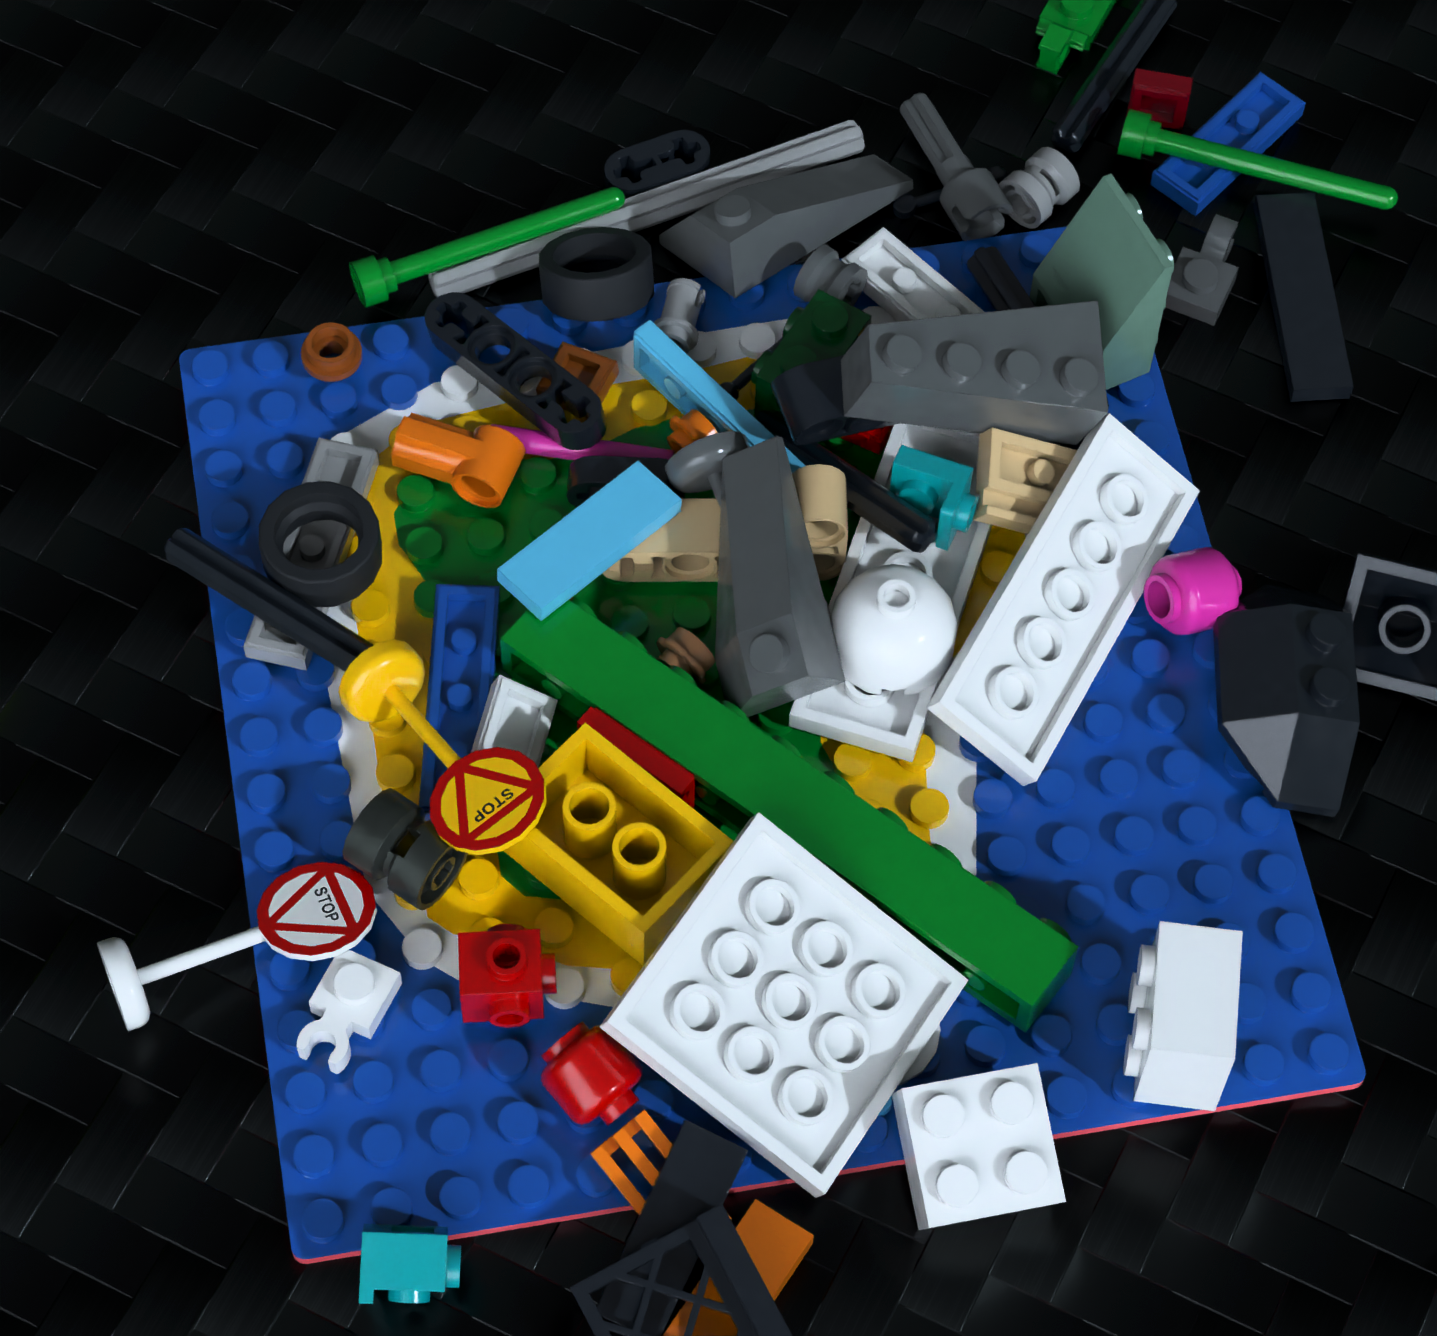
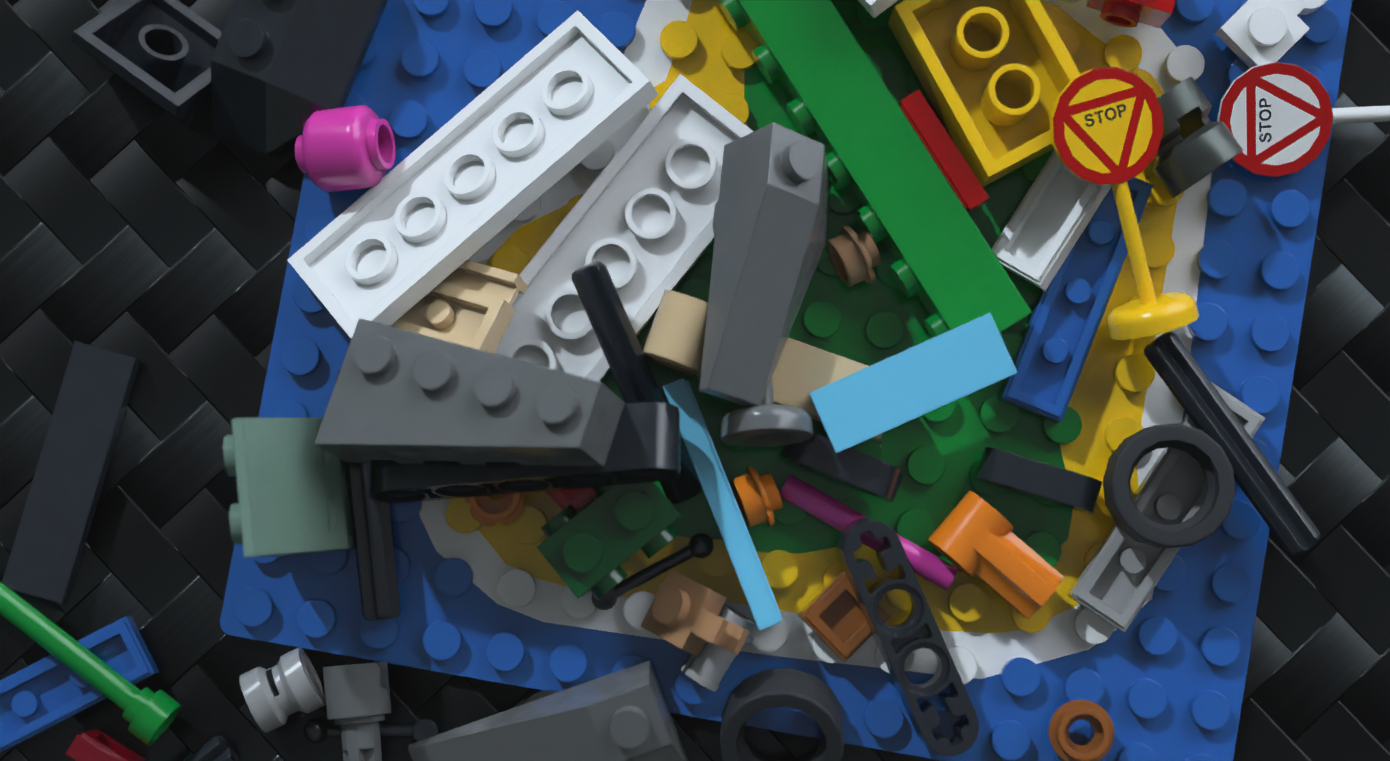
camera: 160 degrees left, 25 degrees up
(440, 527) = (1039, 480): none -> black beam
(716, 323) = (689, 616): none -> medium nougat plate
(830, 275) = (551, 631): dark grey wheel -> none
(894, 630) = (655, 192): white cylinder -> none
(905, 282) = (461, 588): white tile -> none
(936, 489) = (560, 327): teal bracket -> none
(1204, 278) = (164, 526): dark grey plate -> none

